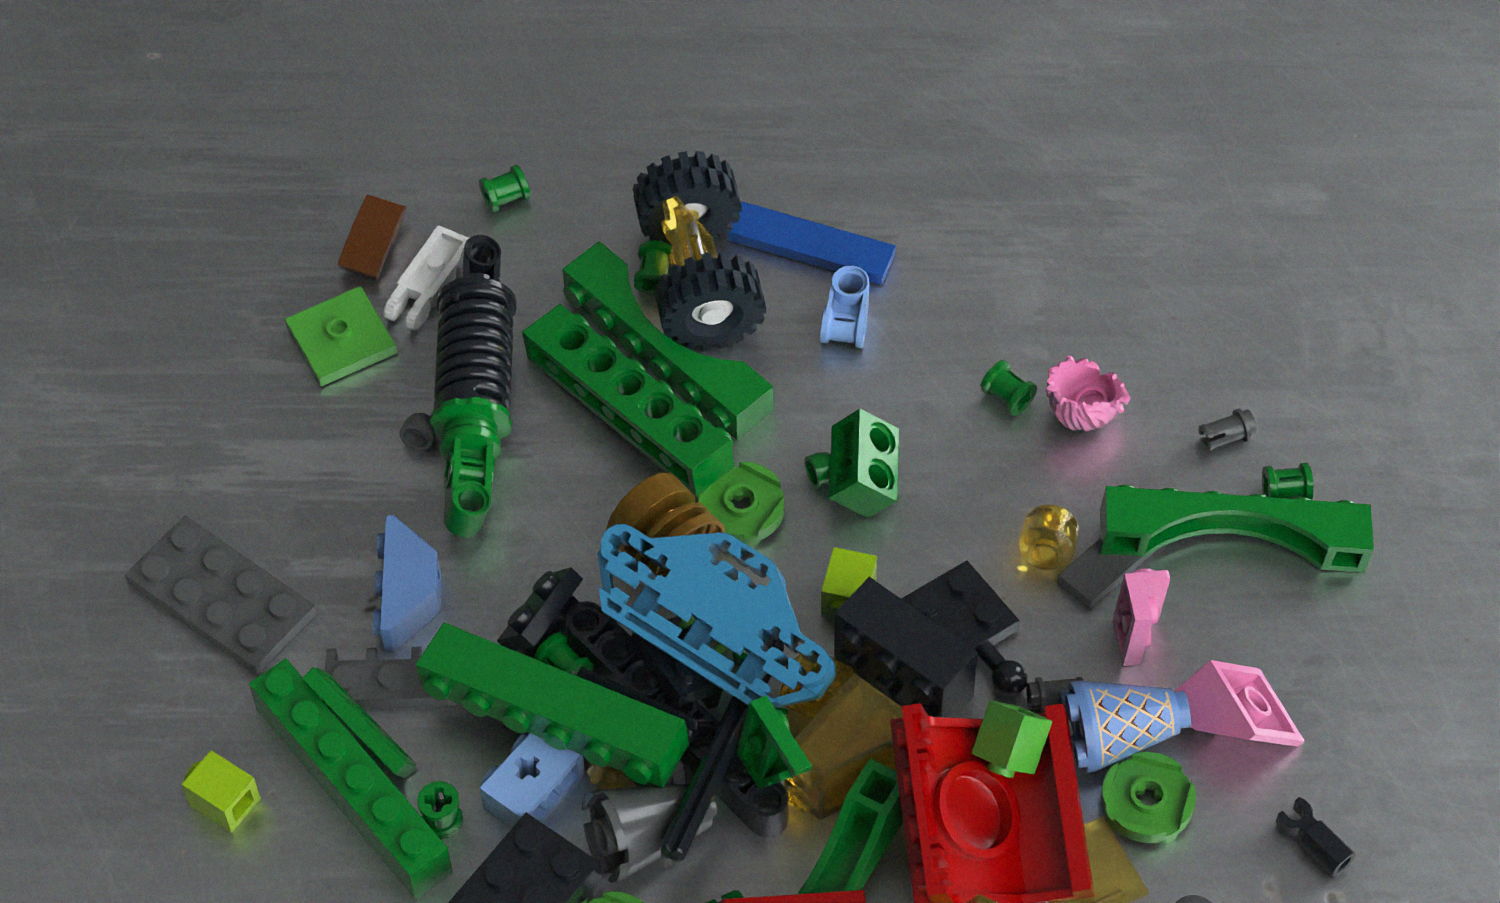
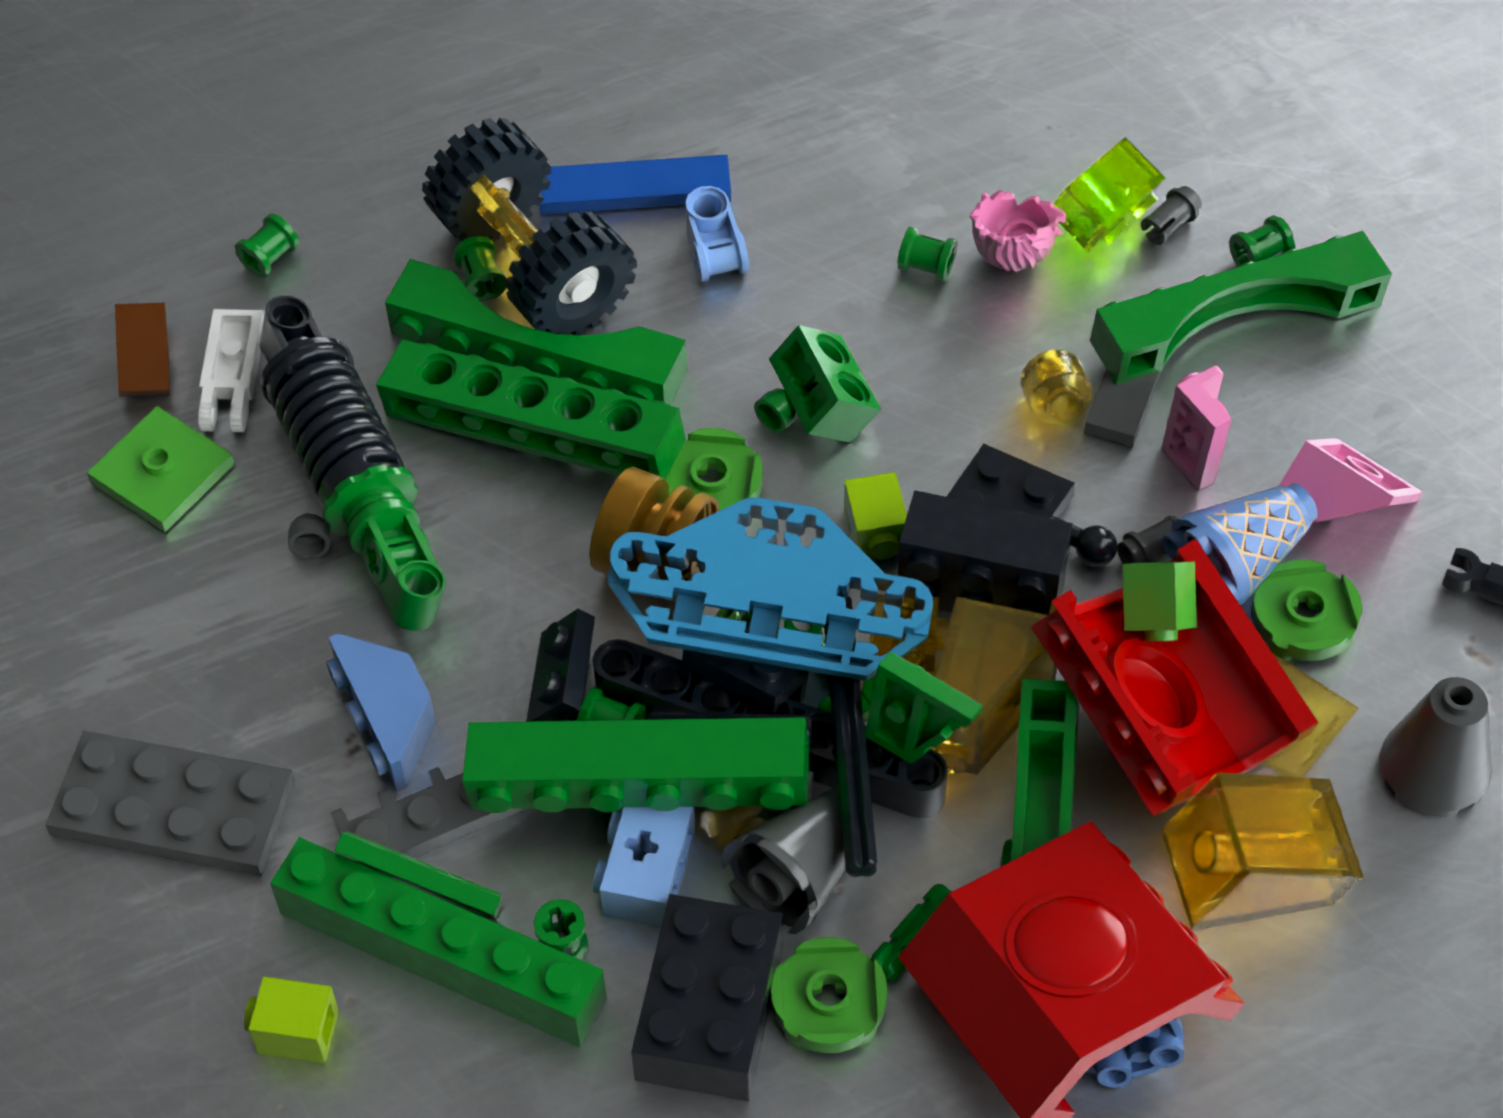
camera: 25 degrees left, 0 degrees up
(1179, 394) = (1108, 194): none -> clear neon green brick

